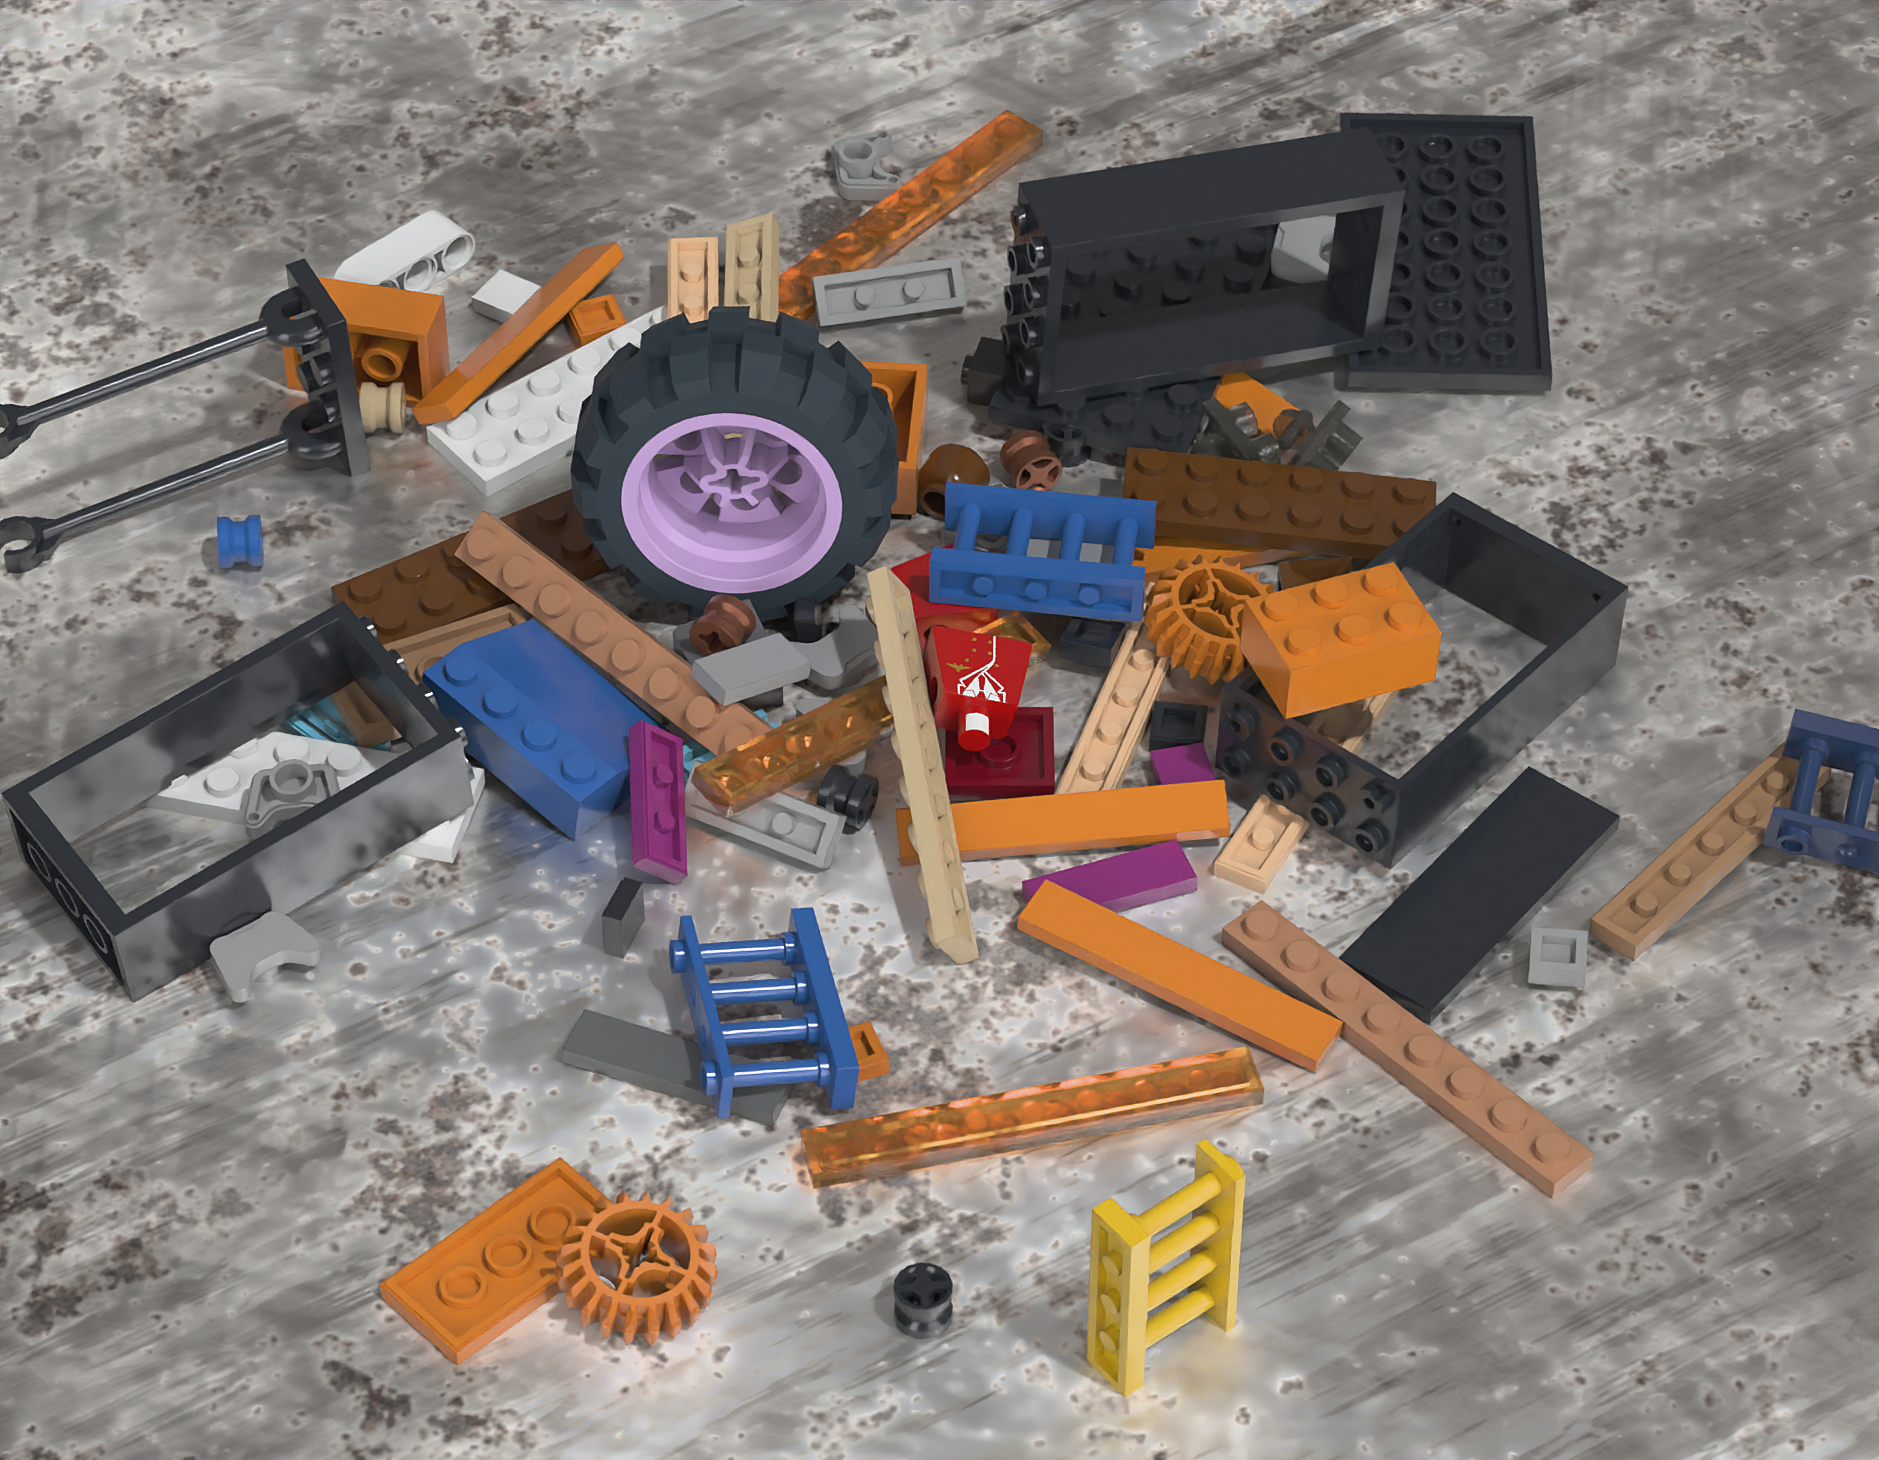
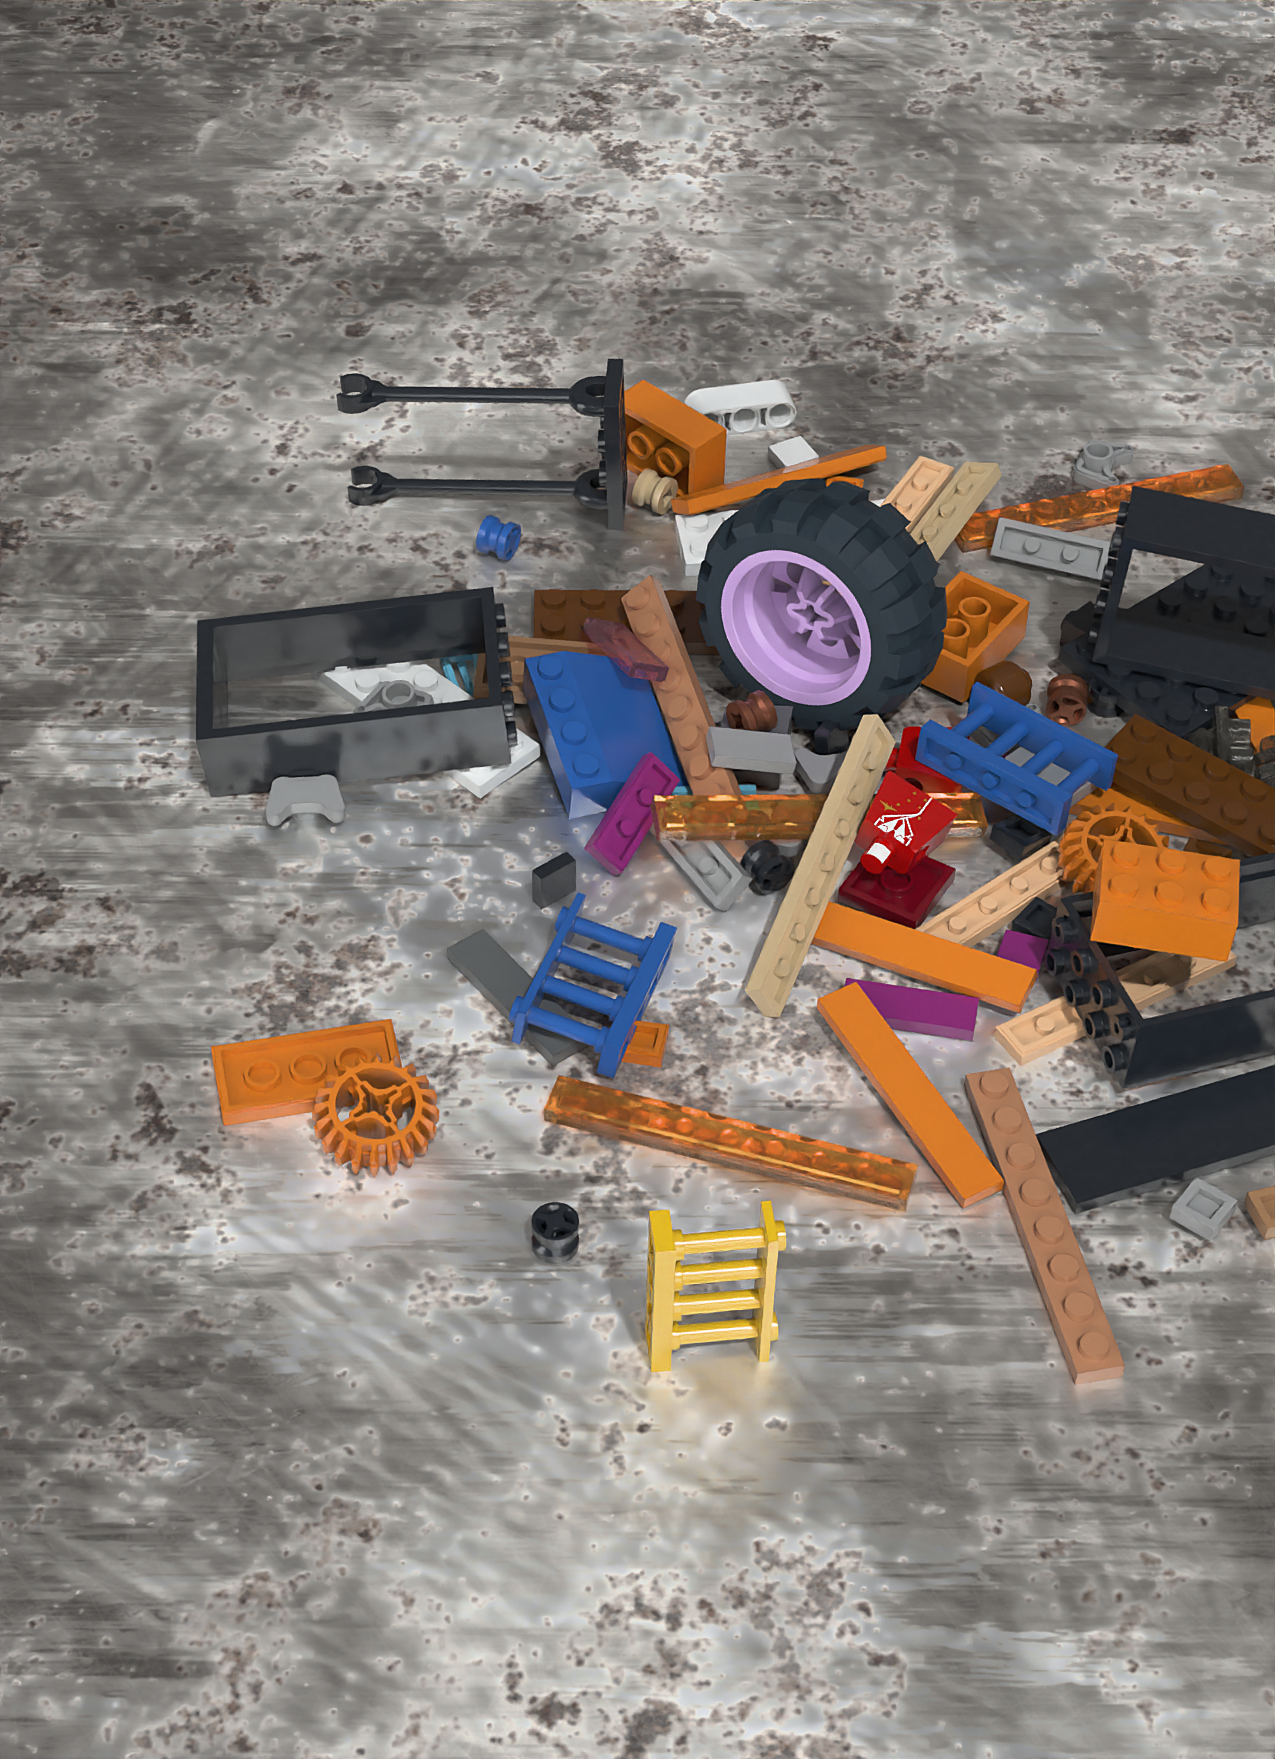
camera: 30 degrees right, 0 degrees up
(516, 612) = (626, 650): none -> clear pink tile

